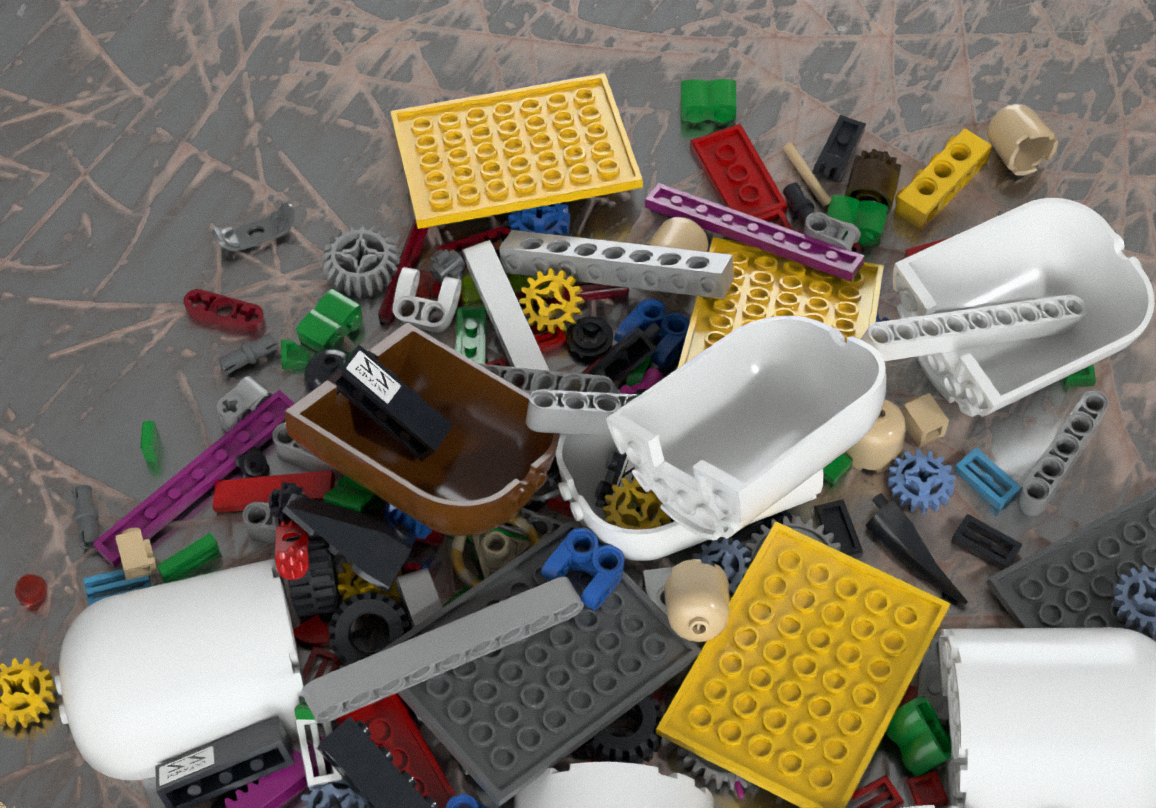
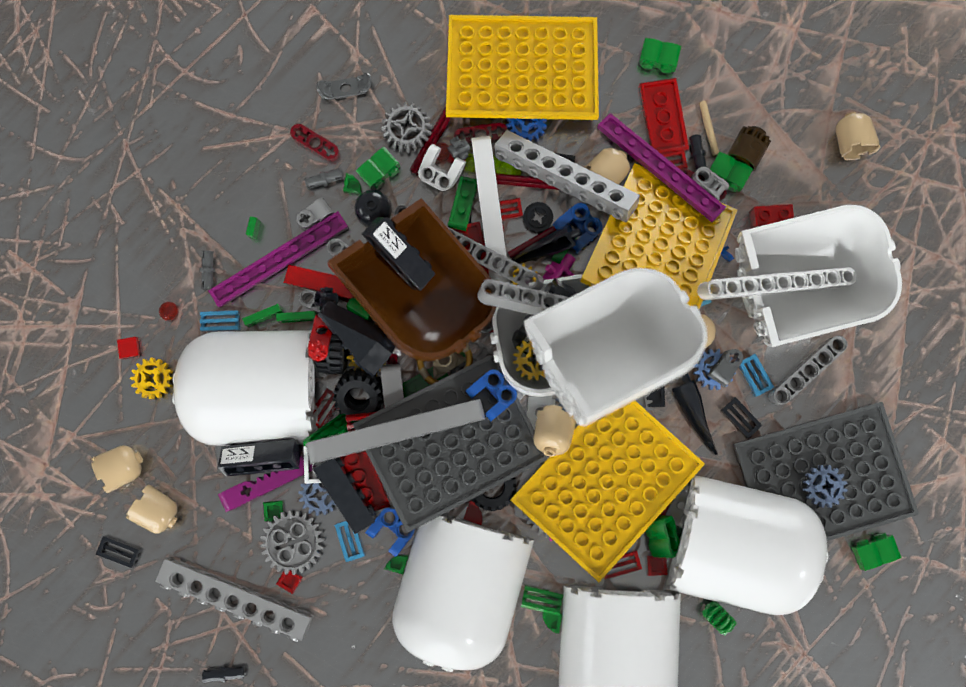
camera: 15 degrees right, 25 degrees up
(135, 554) = (230, 307): tan brick -> none
(243, 550) = (293, 317): none -> green tile
(255, 456) = (312, 263): black plate -> none
(312, 632) = (327, 379): red tile -> none
(556, 290) = (512, 186): yellow gear -> none
(840, 147) = (736, 112): black hinge -> none
(924, 419) = (728, 326): tan brick -> none
(936, 463) = (724, 369): none -> dark grey piece
(942, 179) = (818, 134): yellow brick -> none

